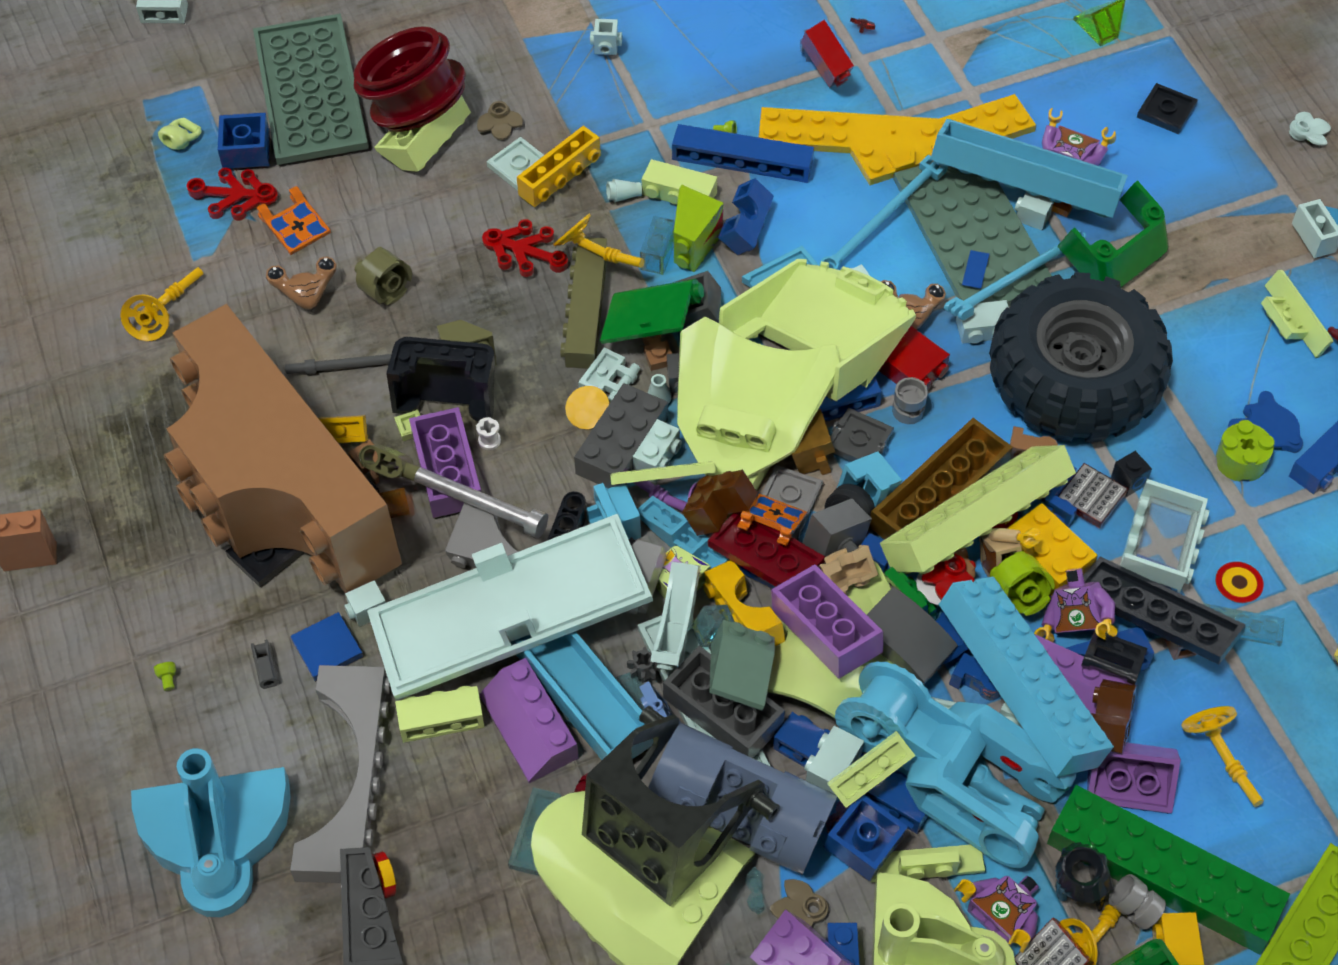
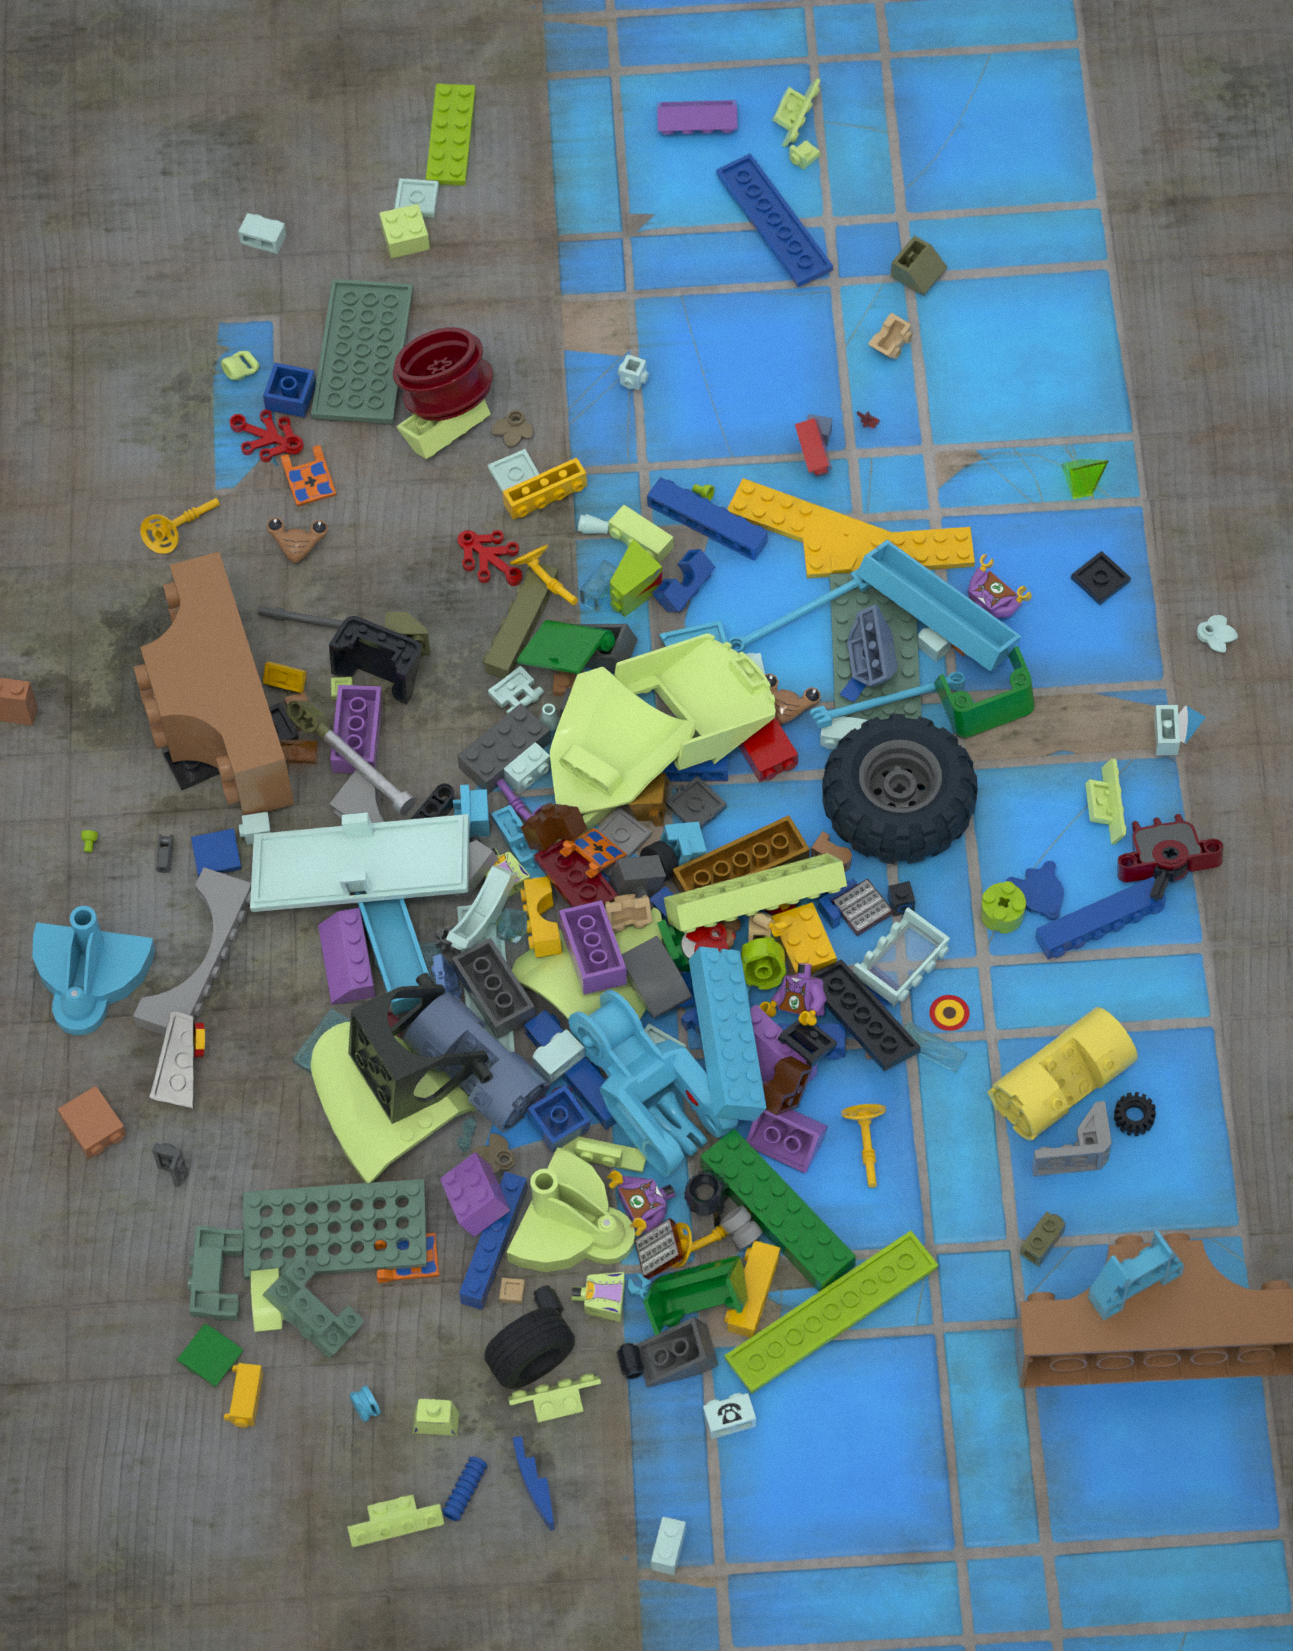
camera: 20 degrees right, 5 degrees up
(383, 276) = (362, 551): olive brick -> none
(439, 713) = (282, 931): yellowish green brick -> none
(488, 433) = (402, 708): white bush -> none
(586, 406) = (487, 712): yellow sticker -> none
(662, 472) = (519, 789): yellowish green tile -> none
(741, 664) = (513, 962): sand green slope -> none
(871, 769) = (576, 1069): yellowish green plate -> none
(909, 400) = (749, 784): light grey wheel -> none
(977, 228) = (871, 648): none -> sand blue wedge

